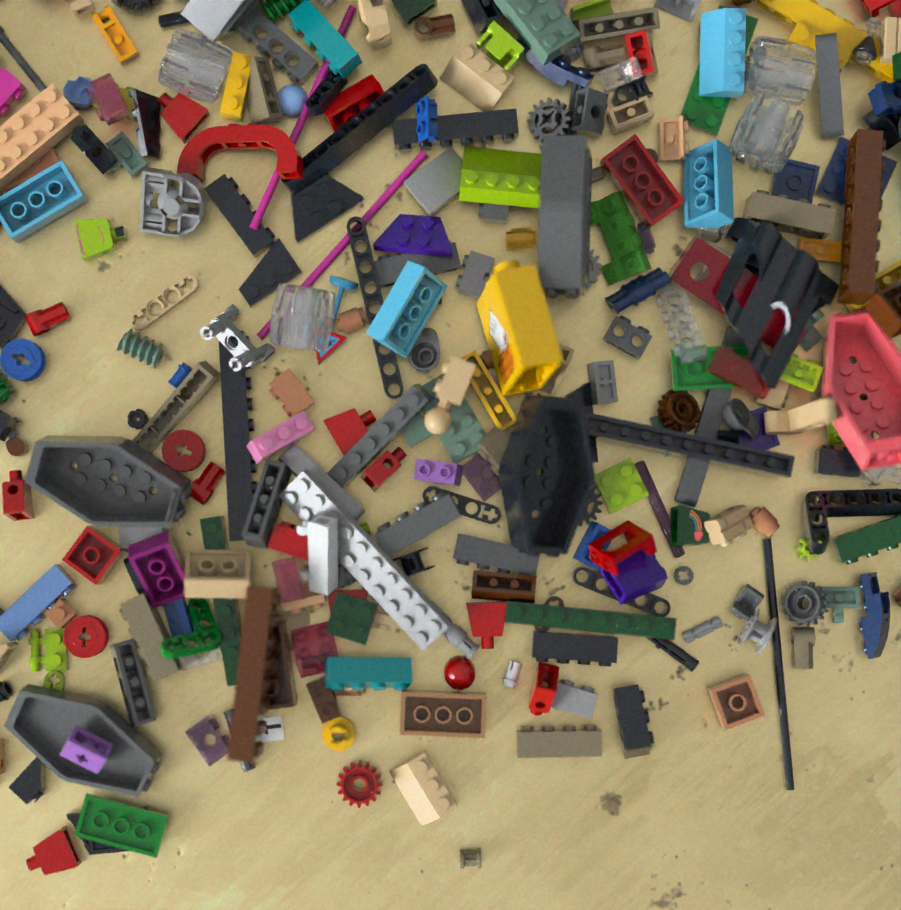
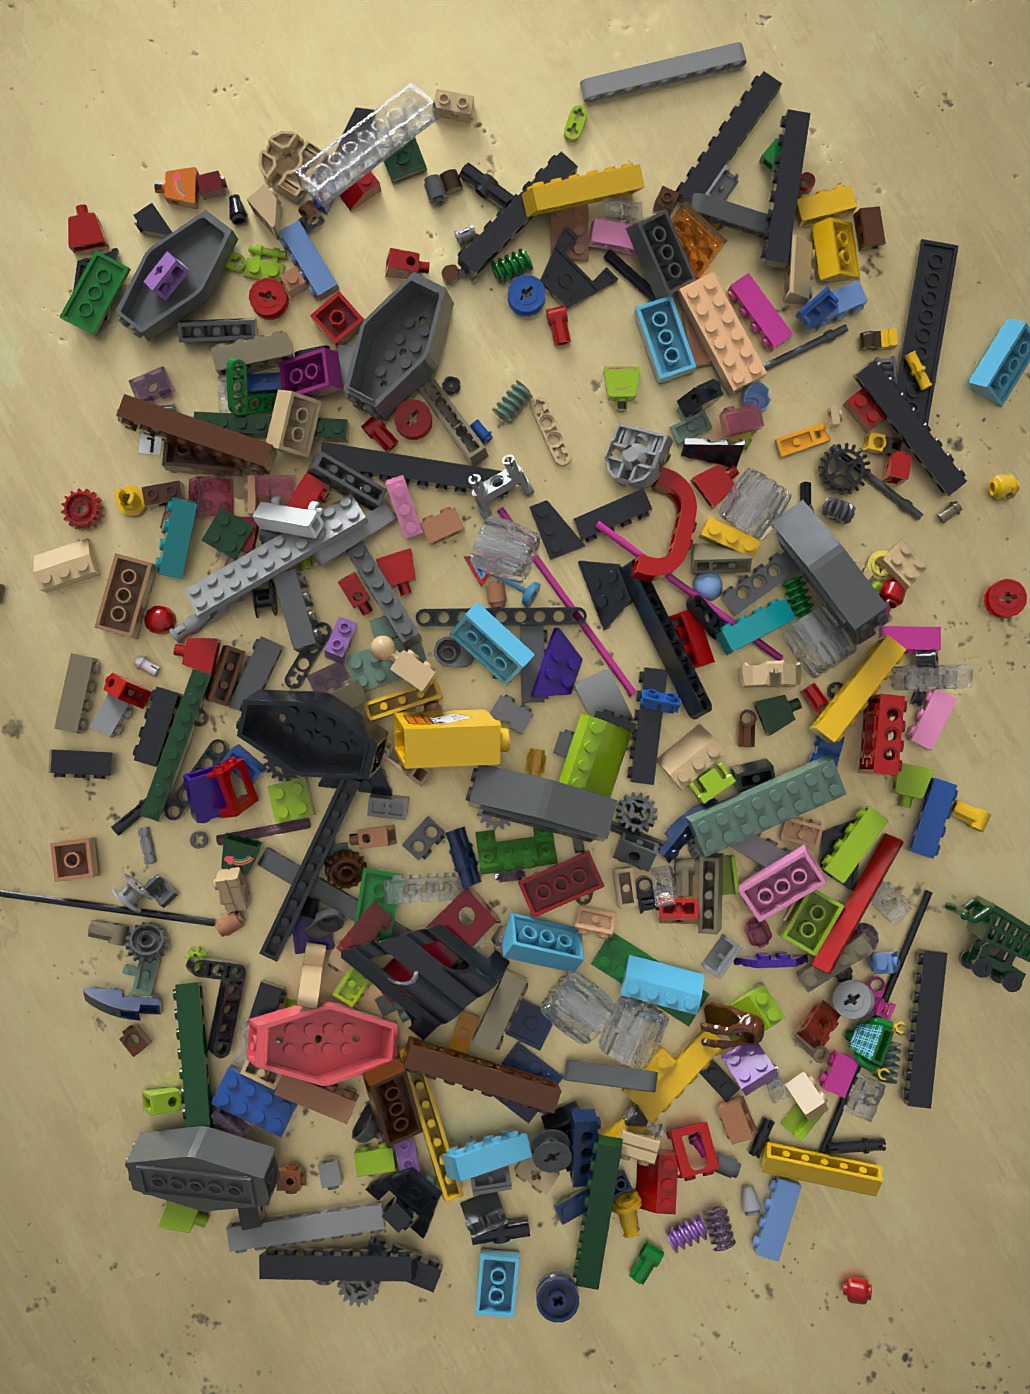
camera: 105 degrees right, 0 degrees up
(456, 155) = (623, 721): none -> black plate
(635, 381) = (380, 837): none -> nougat torso

